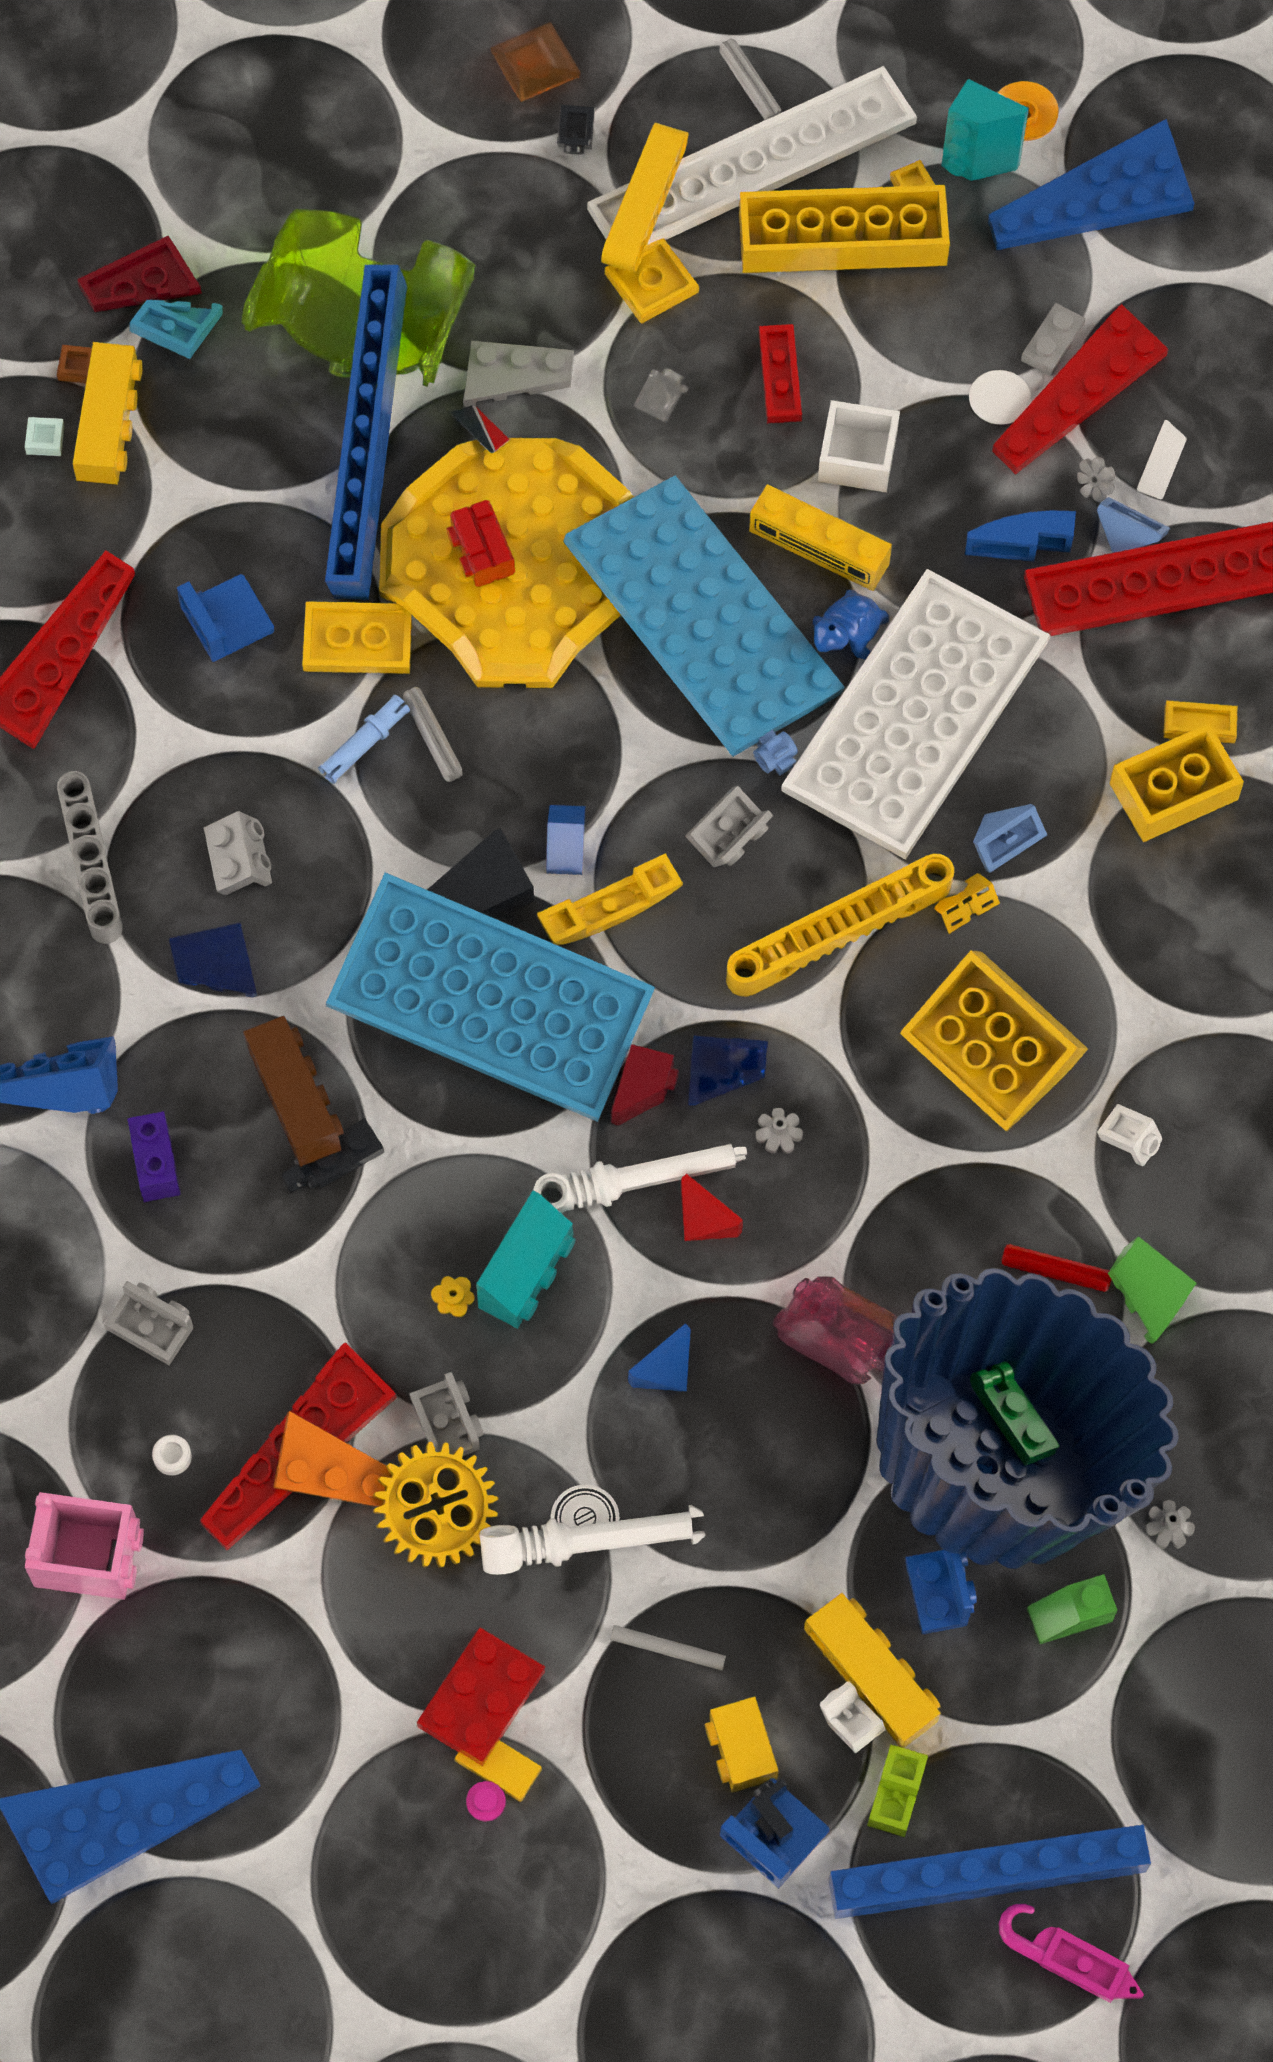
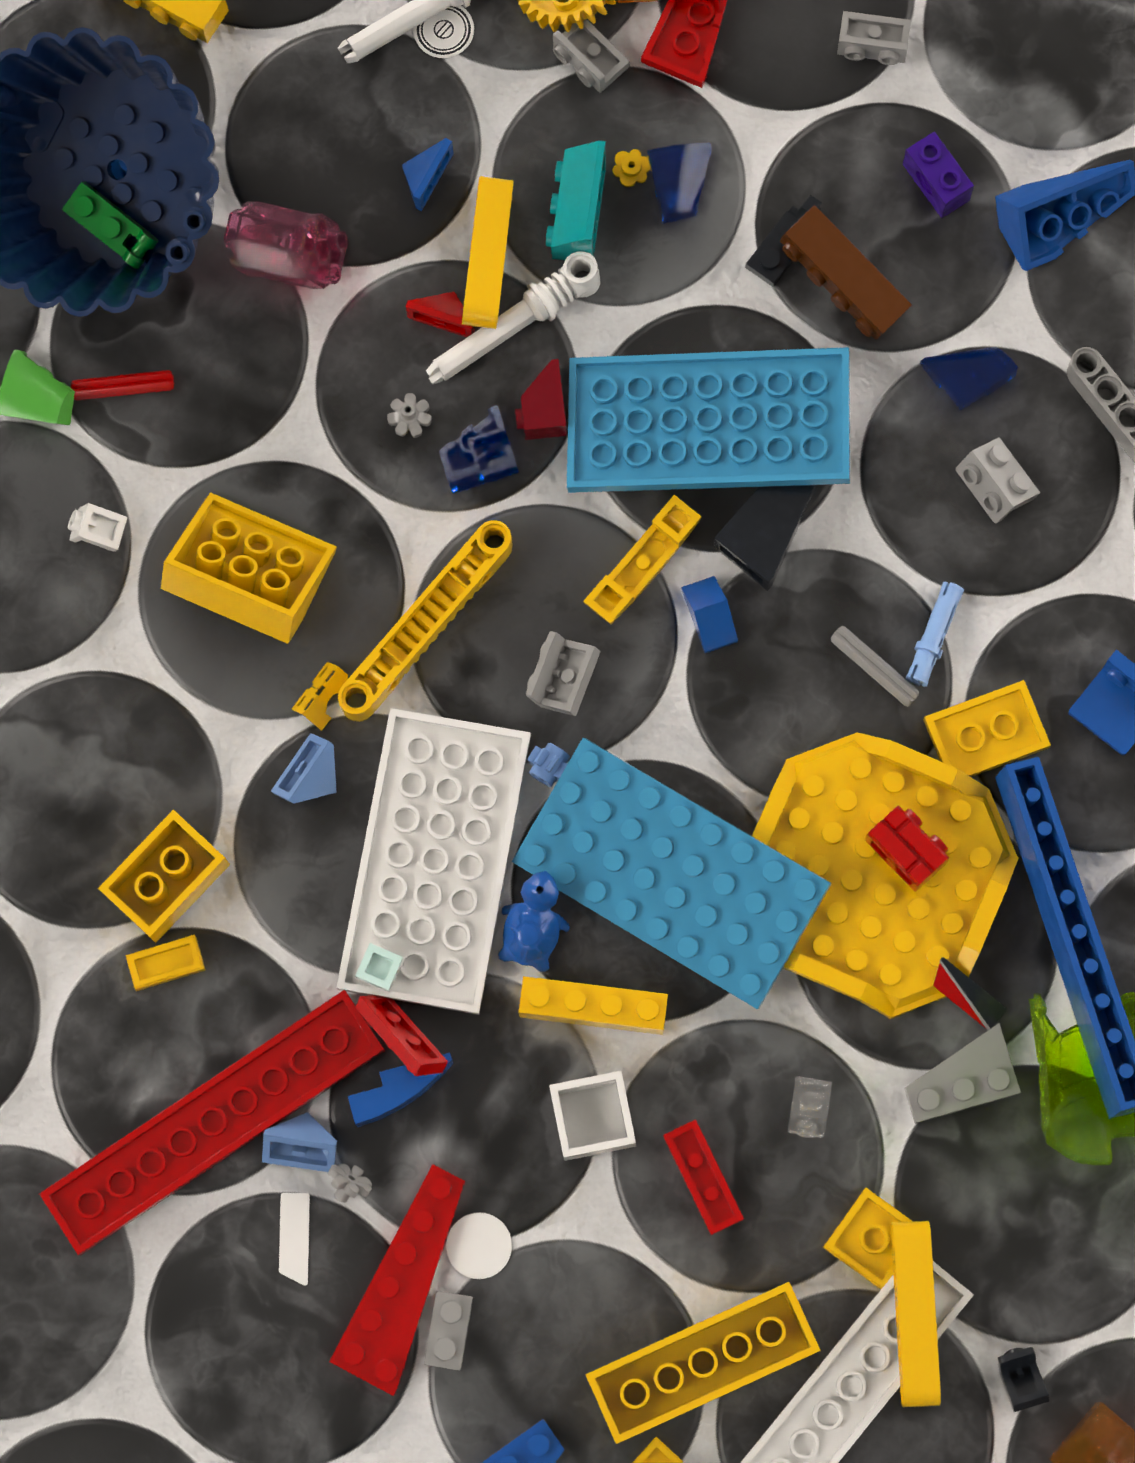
camera: 165 degrees right, 10 degrees up
(411, 1258) = (679, 178): none -> clear blue slope
(637, 1244) = (487, 252): none -> yellow beam
(1004, 629) = (379, 967): none -> light aqua plate
(1005, 564) = (401, 1035): none -> red plate

